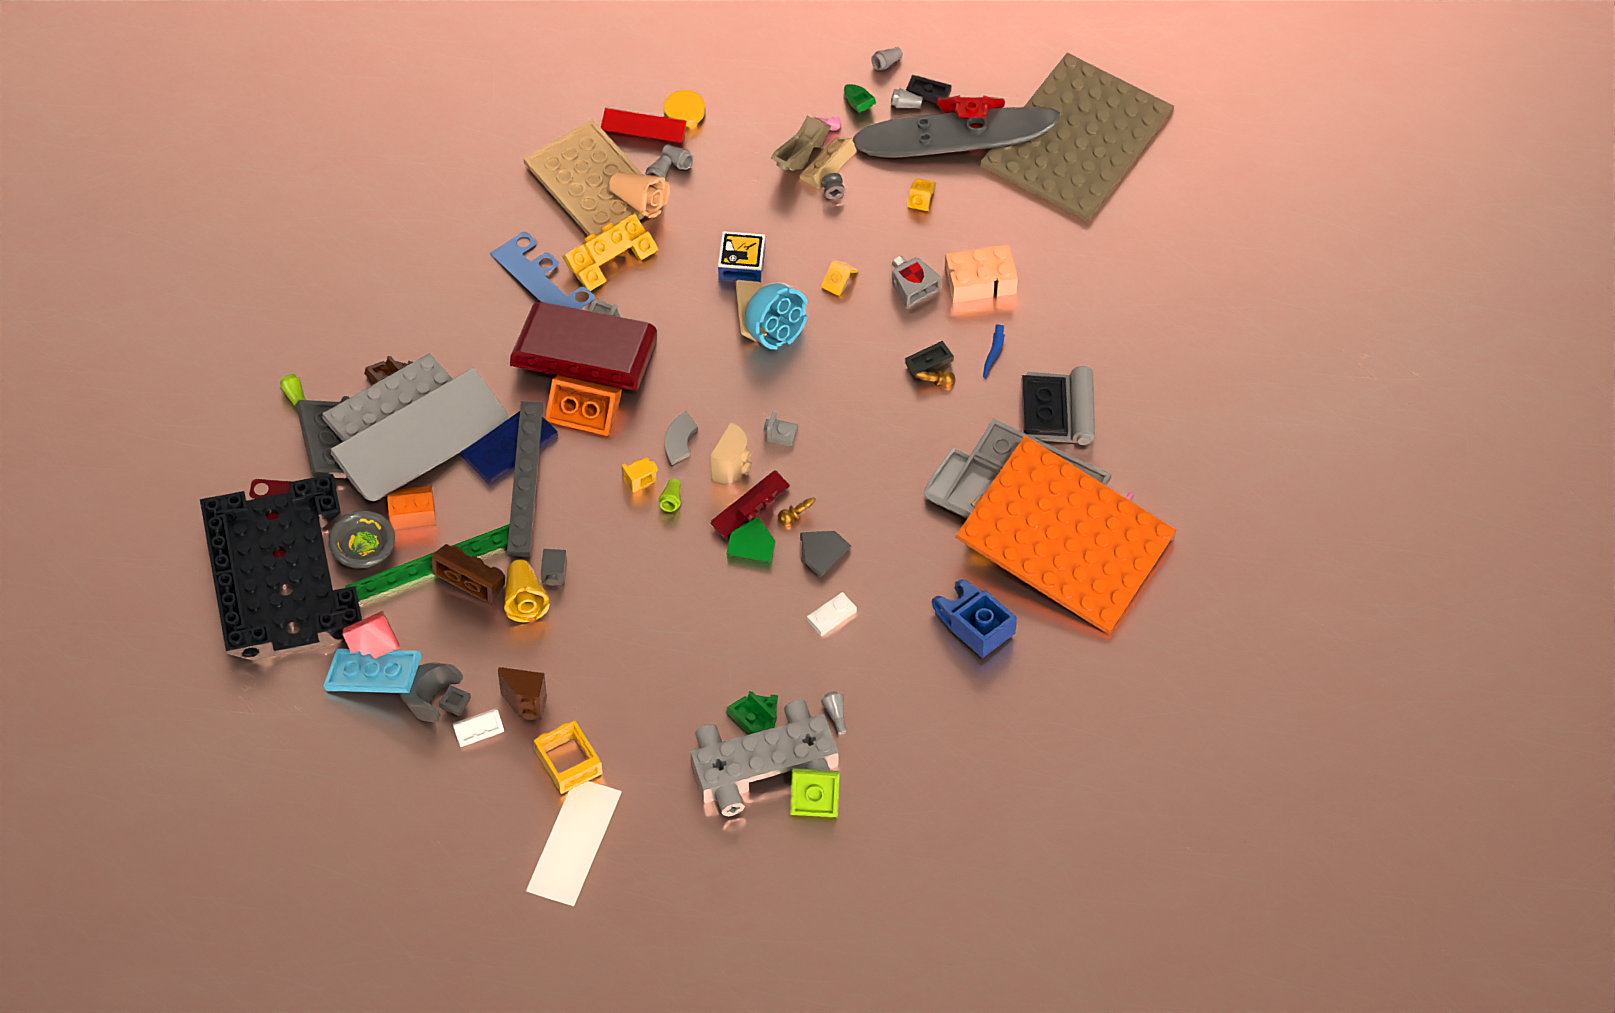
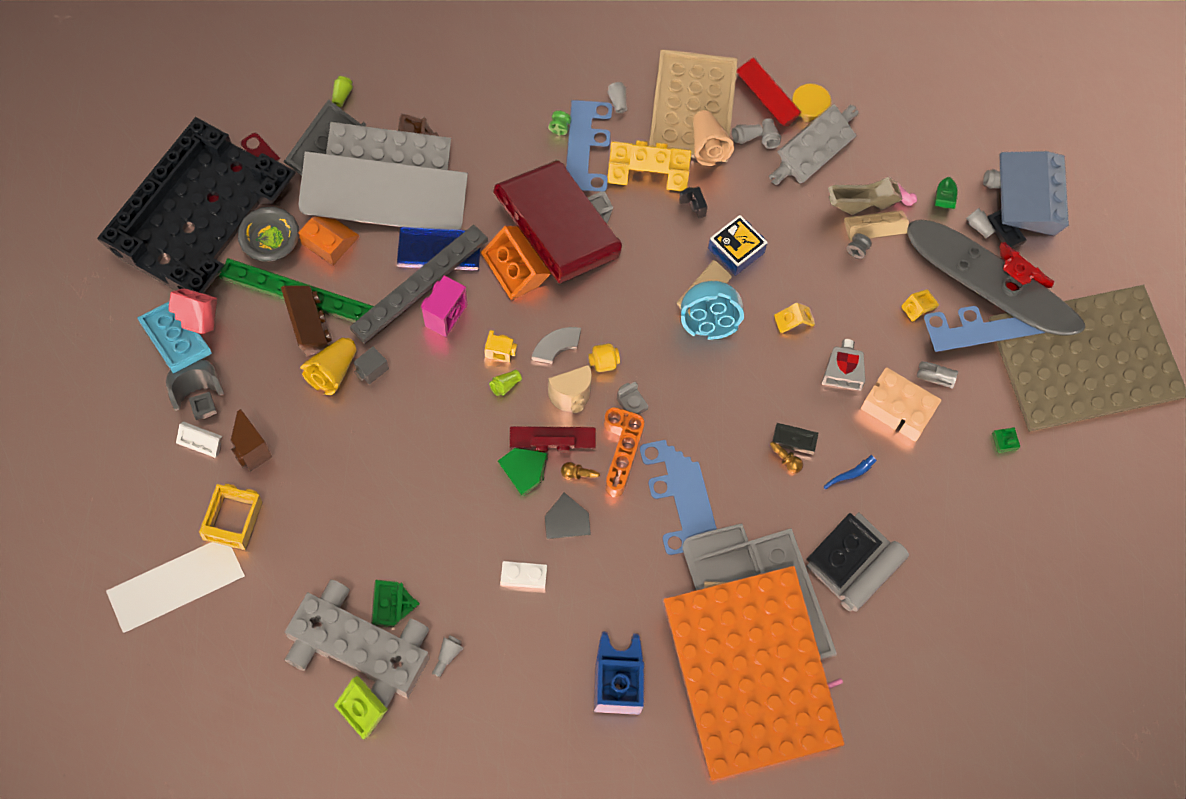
camera: 40 degrees right, 10 degrees up
(502, 274) = (559, 123): none -> bright green wheel
(526, 219) = (618, 96): none -> light grey cone
(566, 476) = (444, 305): none -> dark pink brick
(675, 248) = (696, 200): none -> black bracket
(722, 137) = (815, 144): none -> light grey plate
(728, 412) = (604, 357): none -> yellow head
(814, 472) = (622, 454): none -> orange beam
(886, 458) = (689, 492): none -> medium blue piece
(923, 44) = (1034, 191): none -> sand blue slope
(982, 179) = (976, 331): none -> medium blue piece
(985, 232) = (937, 374): none -> light grey hinge
(1078, 239) = (1006, 440): none -> green tile

